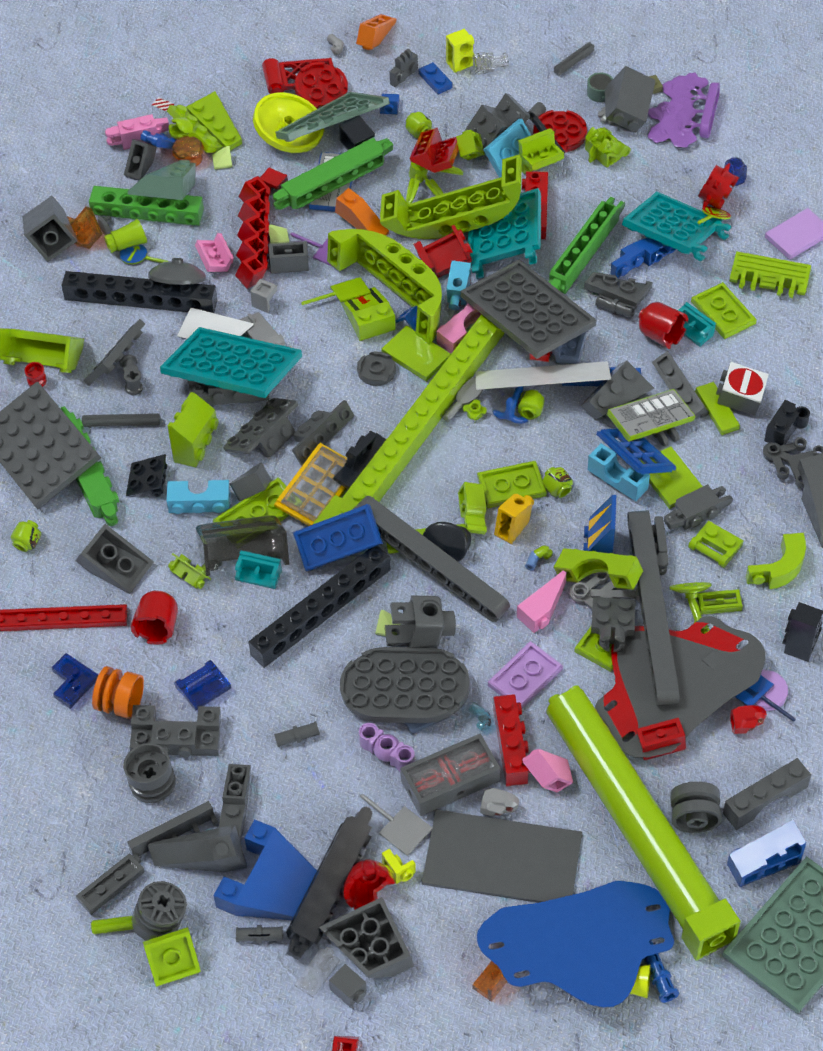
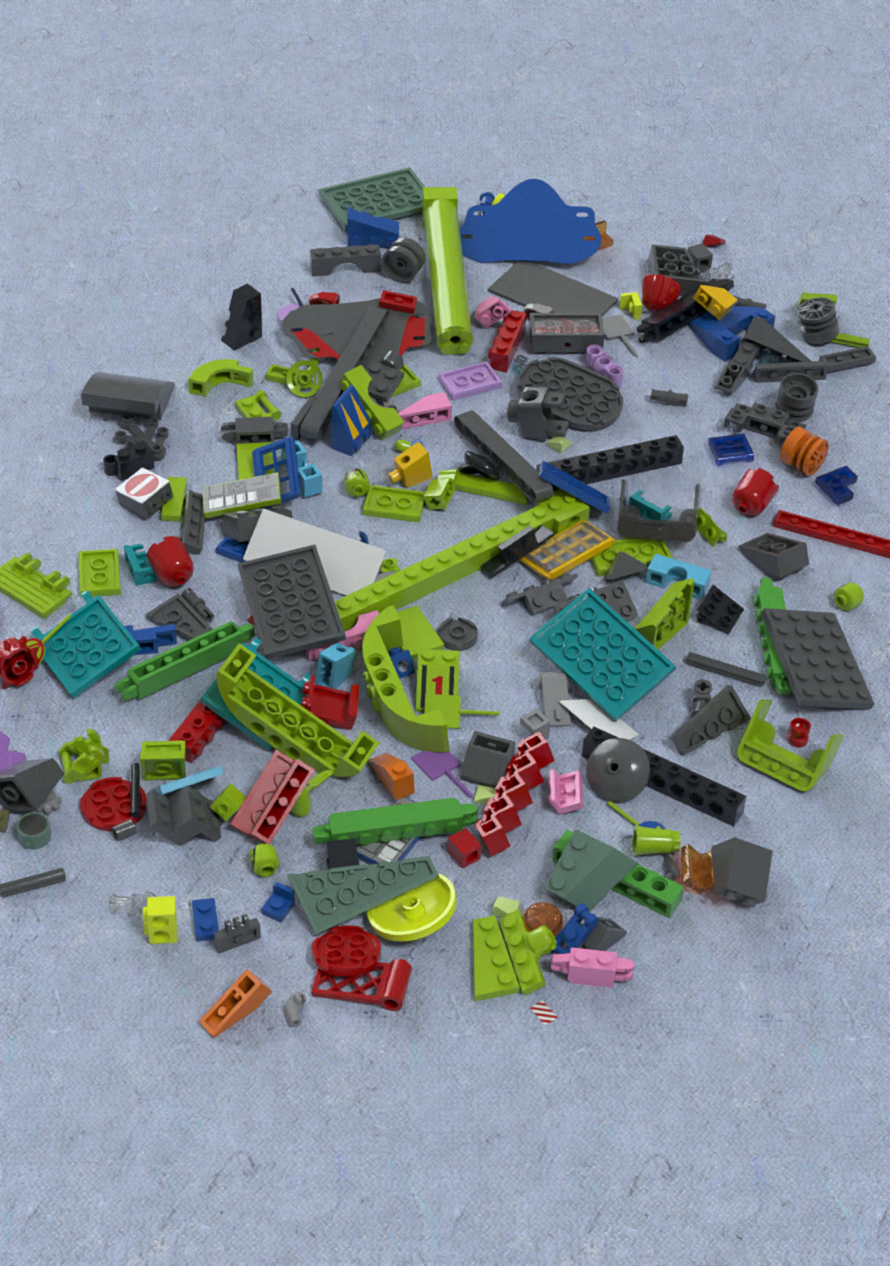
camera: 160 degrees left, 10 degrees down
(290, 877) = (715, 300): none -> yellow slope

